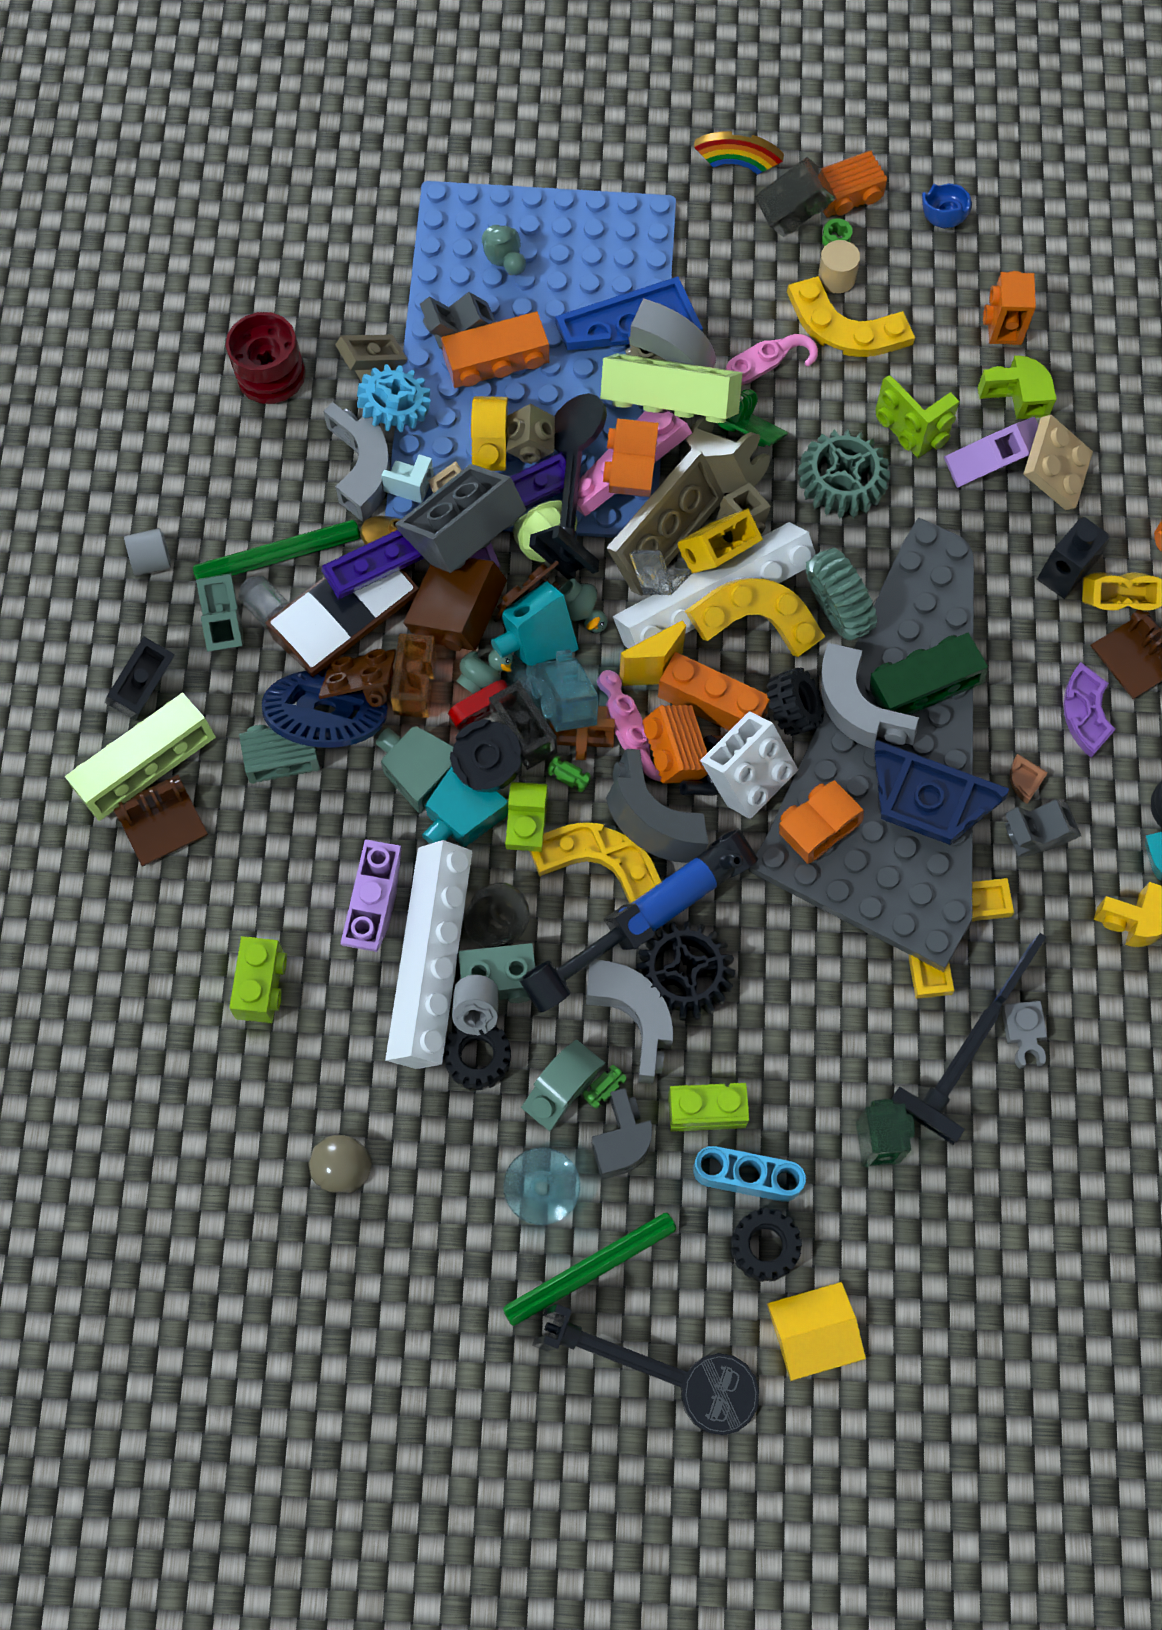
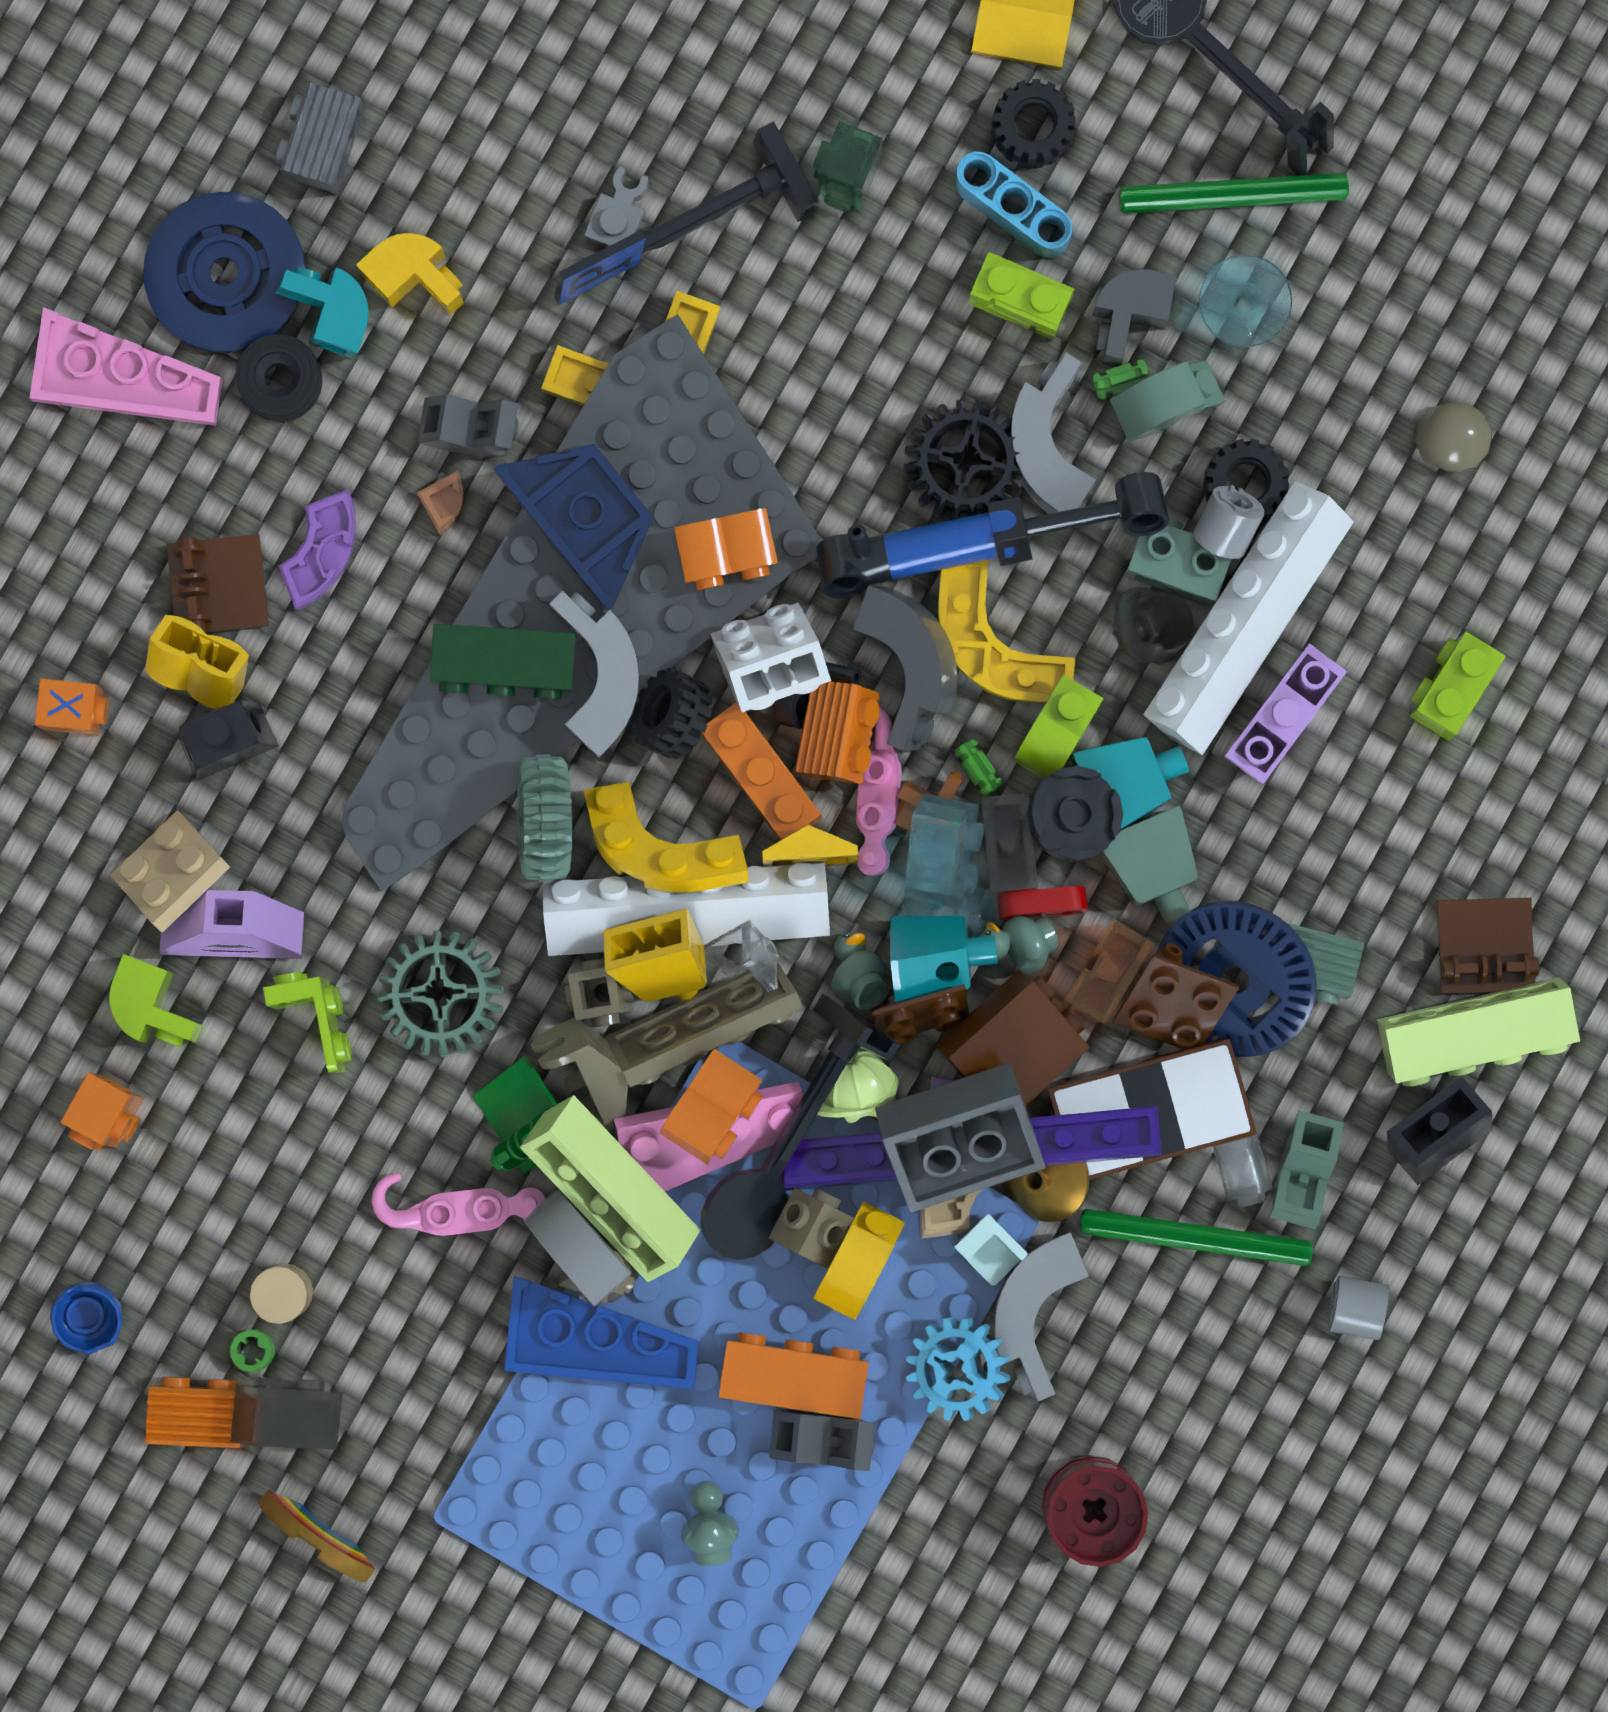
camera: 150 degrees left, 15 degrees up
(370, 351) = (953, 1456): dark tan slope -> none
(850, 336) = (328, 1200): yellow plate -> none

